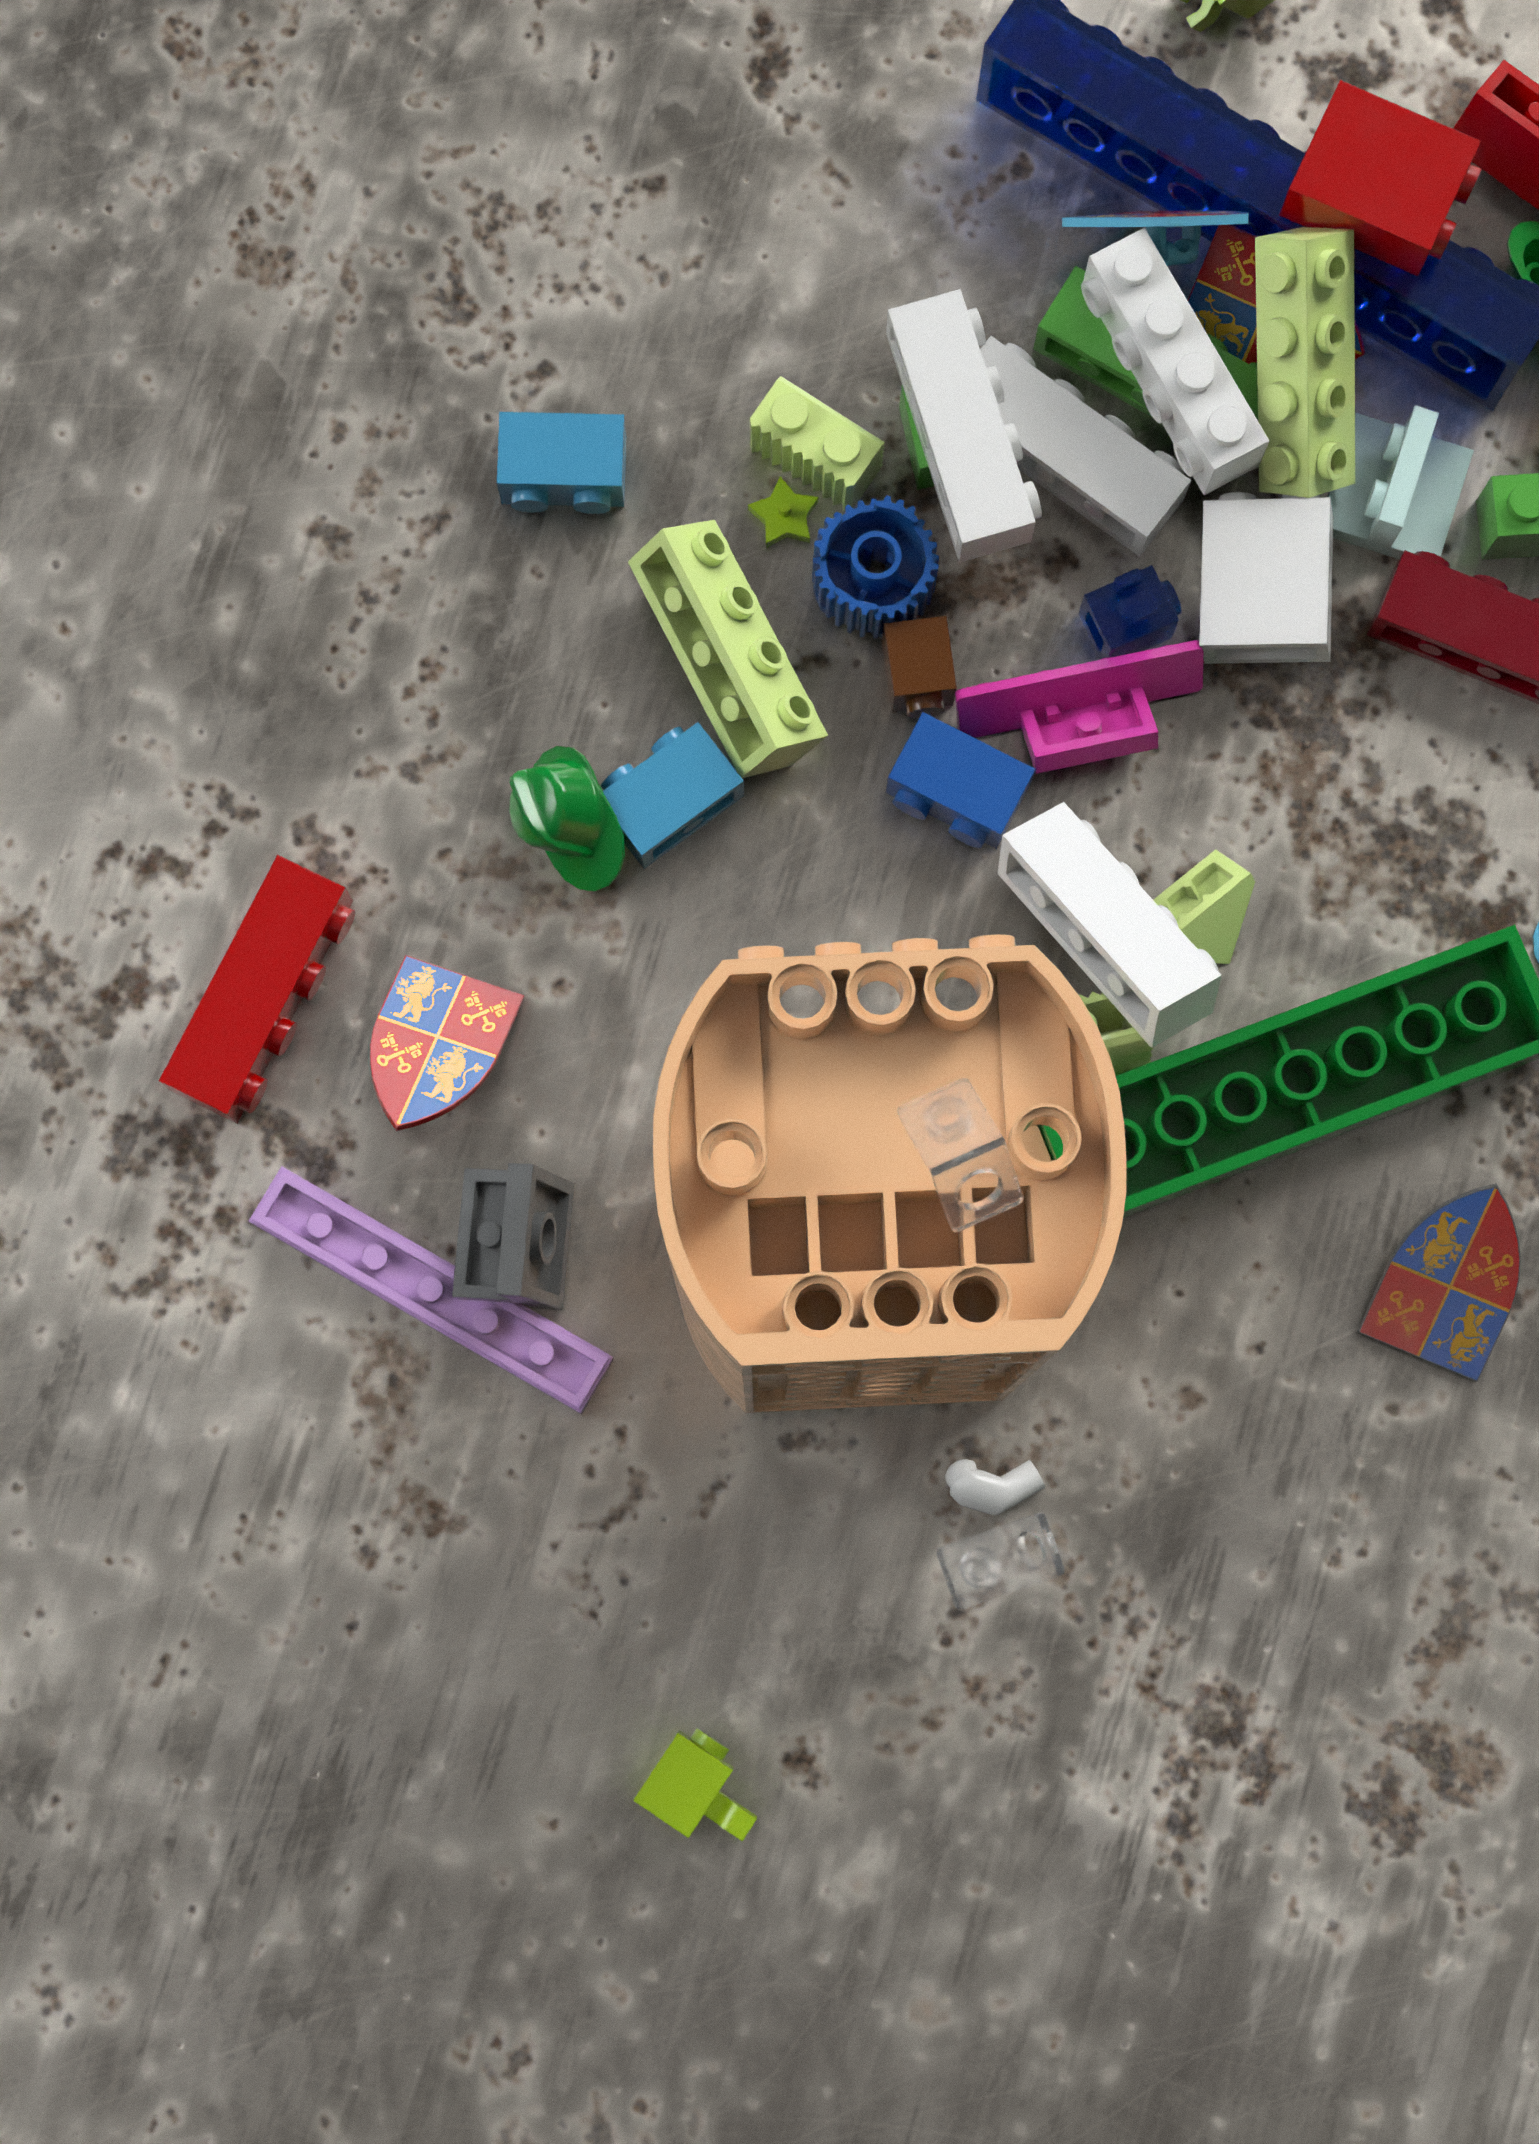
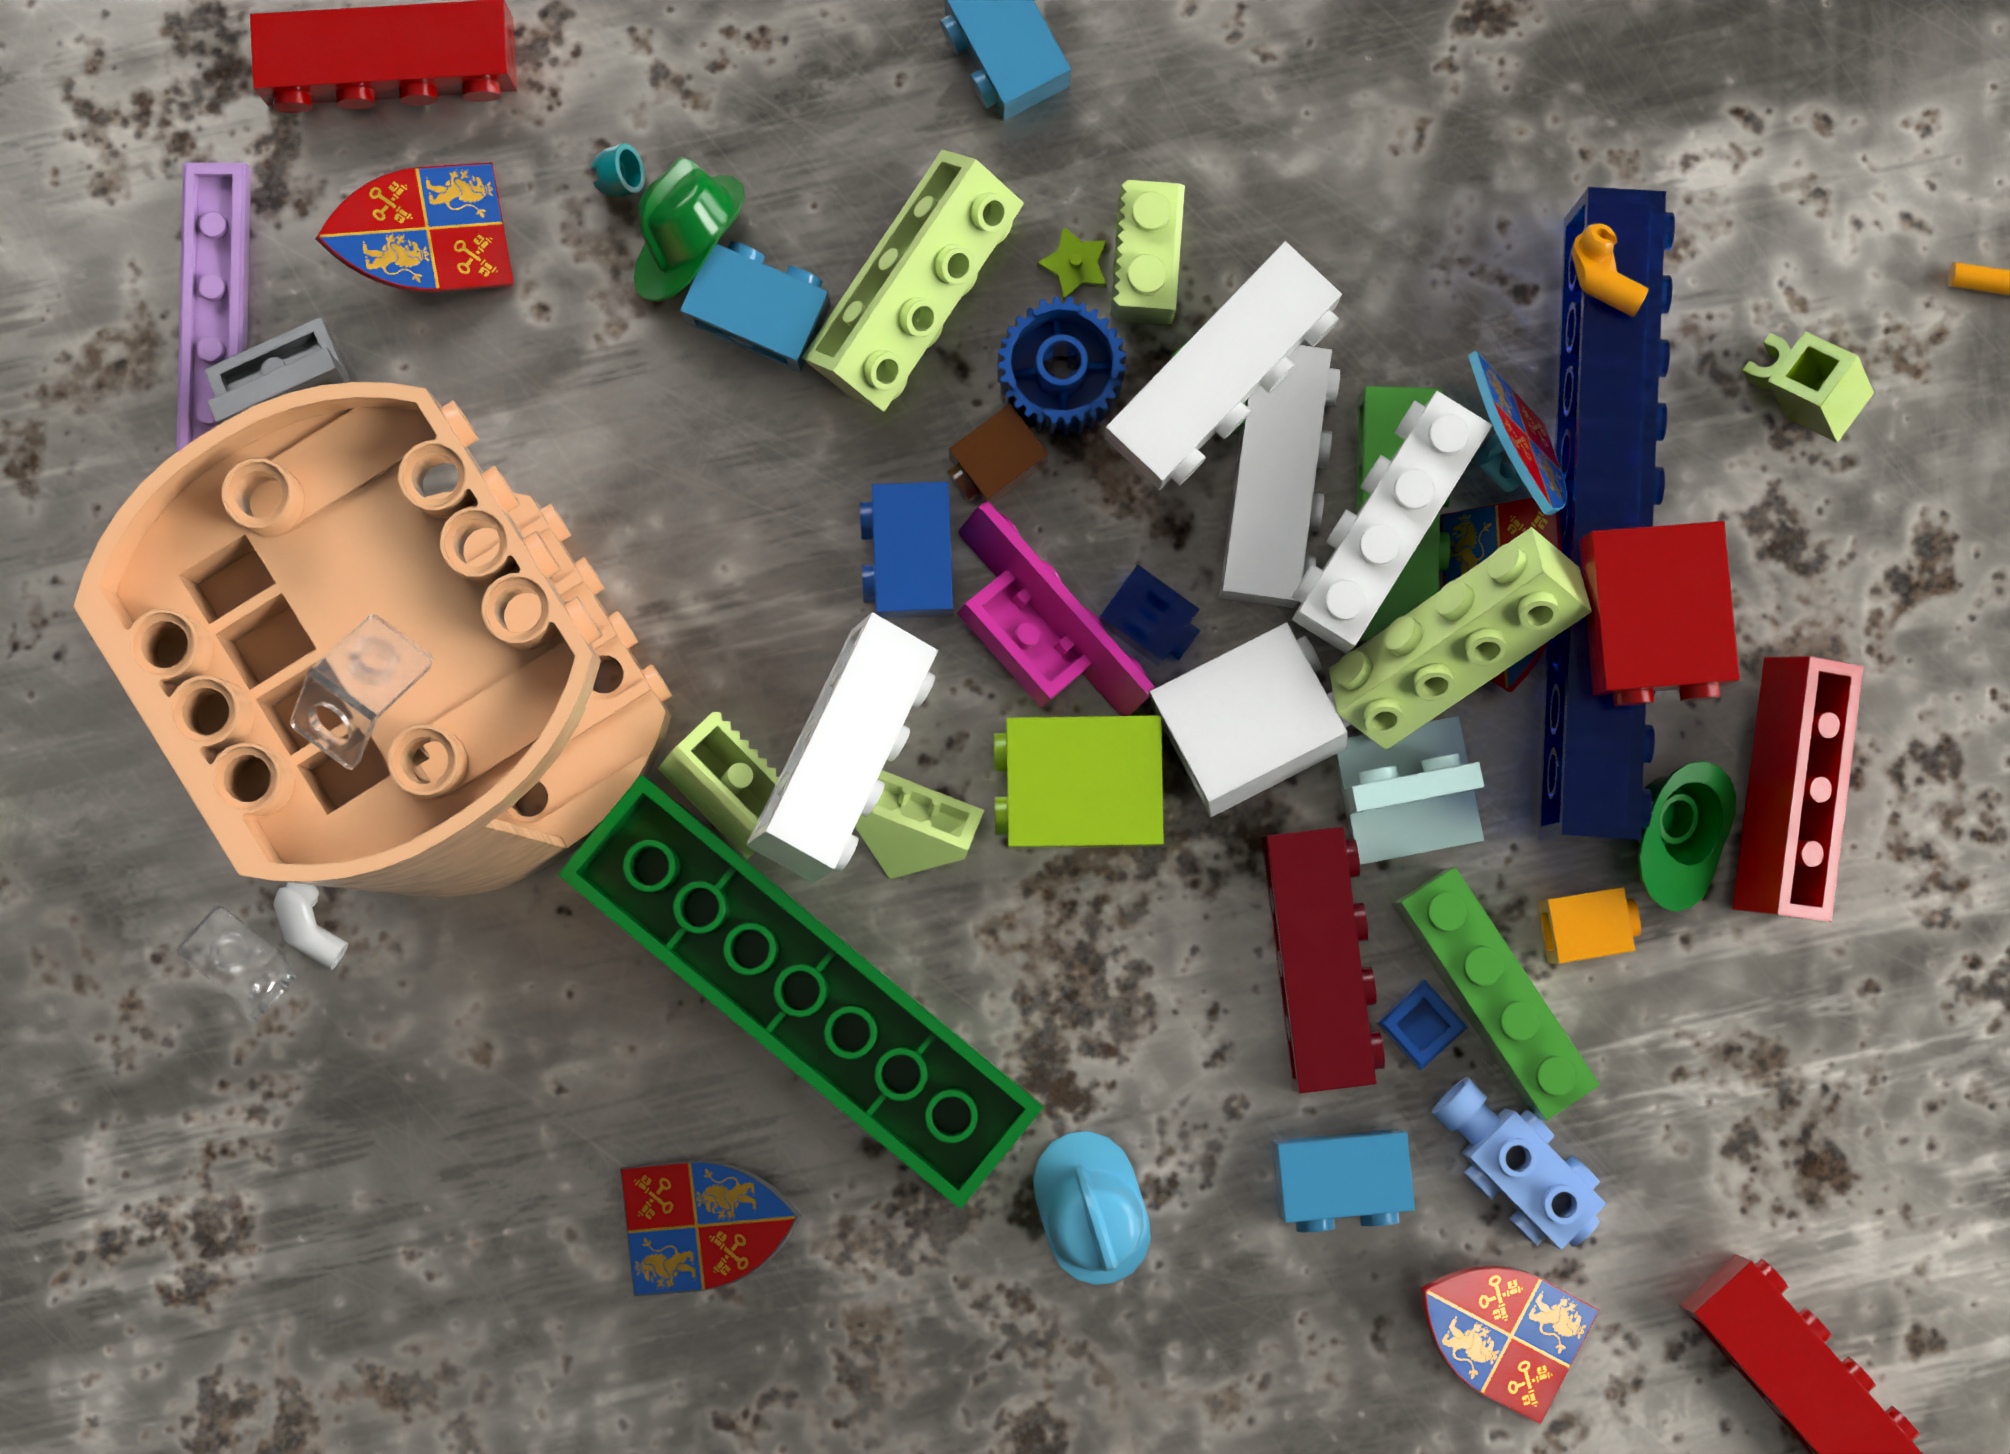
camera: 55 degrees right, 5 degrees up
(480, 848) = (618, 171): none -> teal hinge
(1064, 73) = (1598, 271): none -> light orange arm
(1241, 750) = (1080, 782): none -> lime brick

